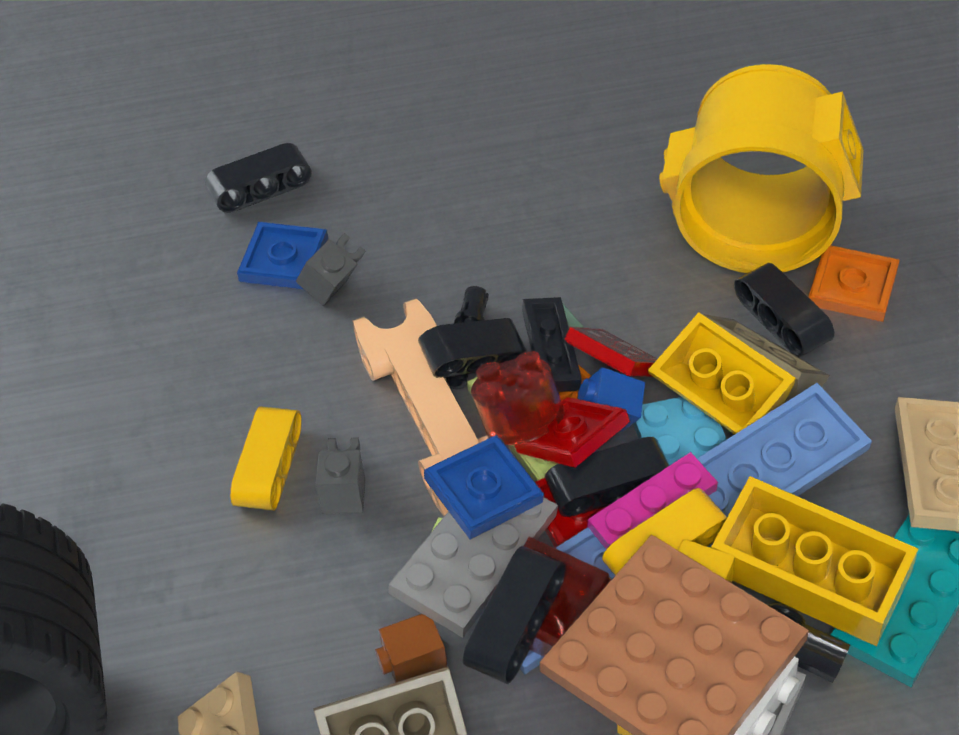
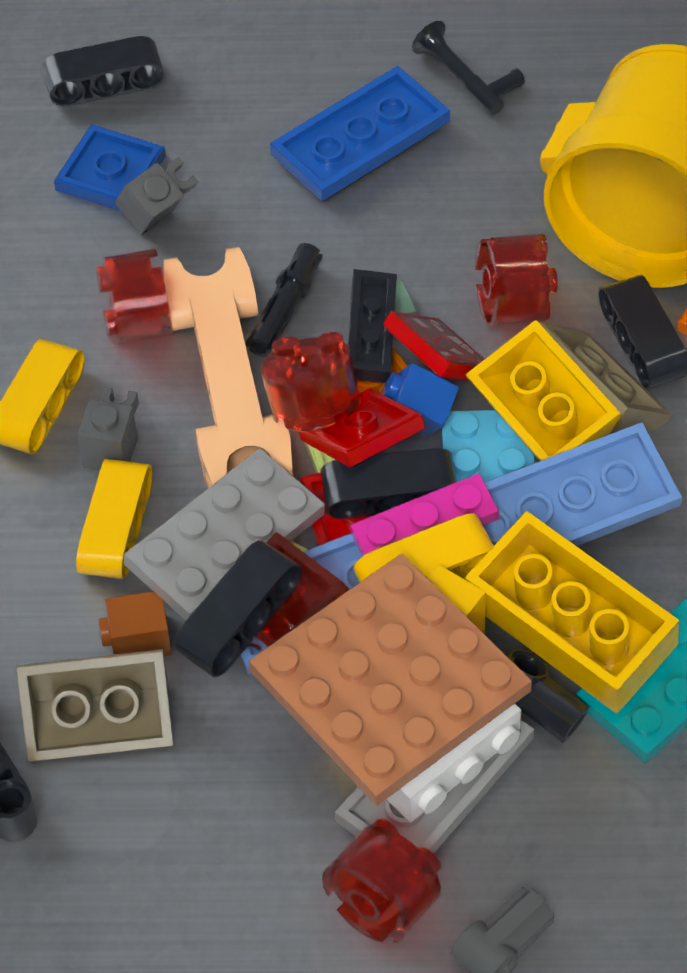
camera: 10 degrees right, 5 degrees up
(335, 355) = (134, 296): none -> clear red brick
(365, 555) = (114, 518): none -> yellow beam
(469, 345) = (277, 312): black beam -> none
(483, 486) = (248, 470): blue tile -> none
(490, 191) = (359, 133): none -> blue plate
(531, 109) = (431, 40): none -> black piece
(663, 284) = (515, 279): none -> clear red brick

